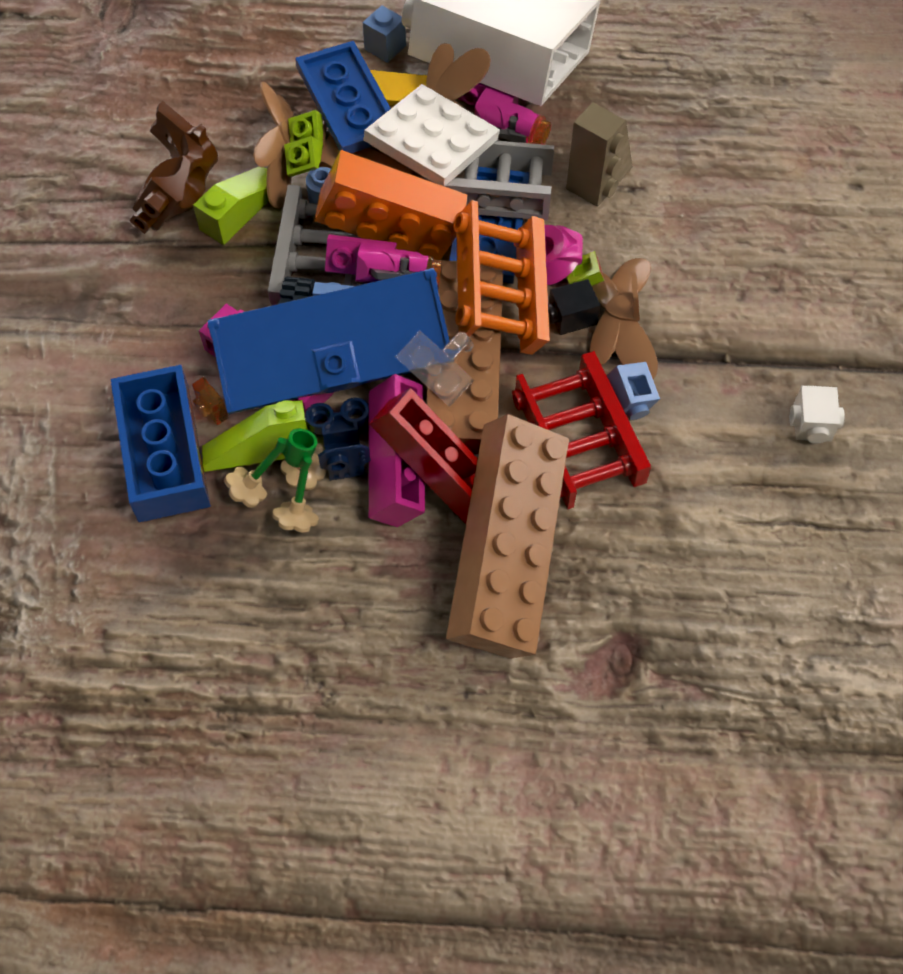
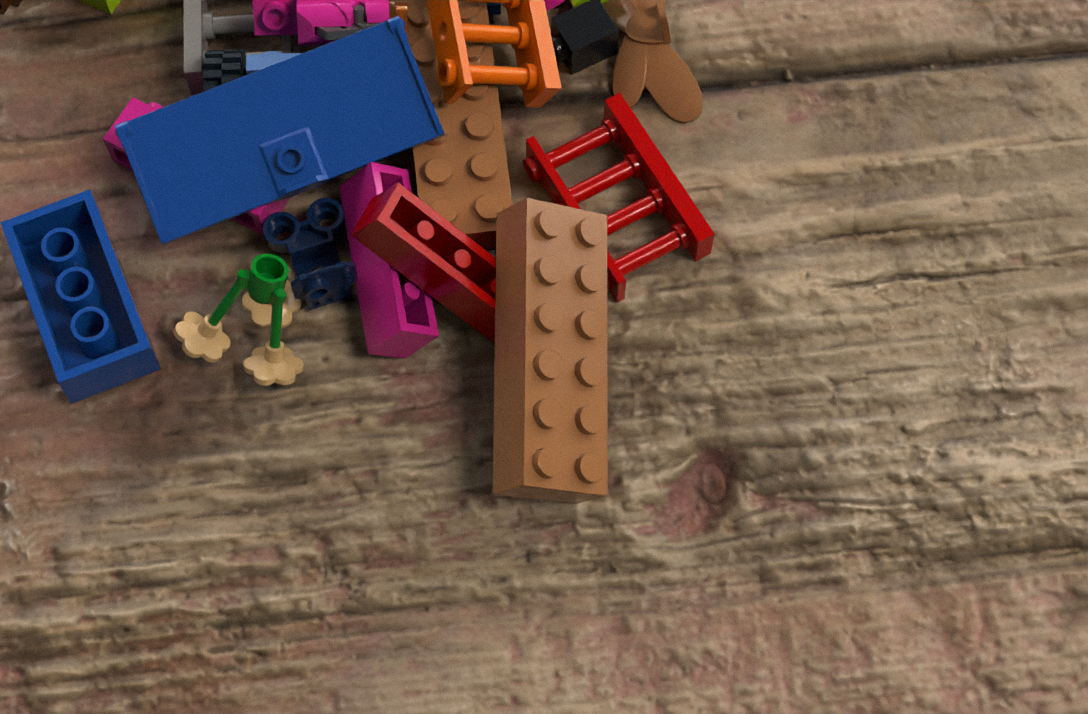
camera: 10 degrees left, 5 degrees up
(209, 401) = (133, 231): clear orange plate -> none
(254, 437) = (202, 270): lime slope -> none
(436, 366) = (423, 145): clear plate -> none
(634, 389) = (677, 134): medium blue brick -> none
(816, 414) = (910, 133): white brick -> none

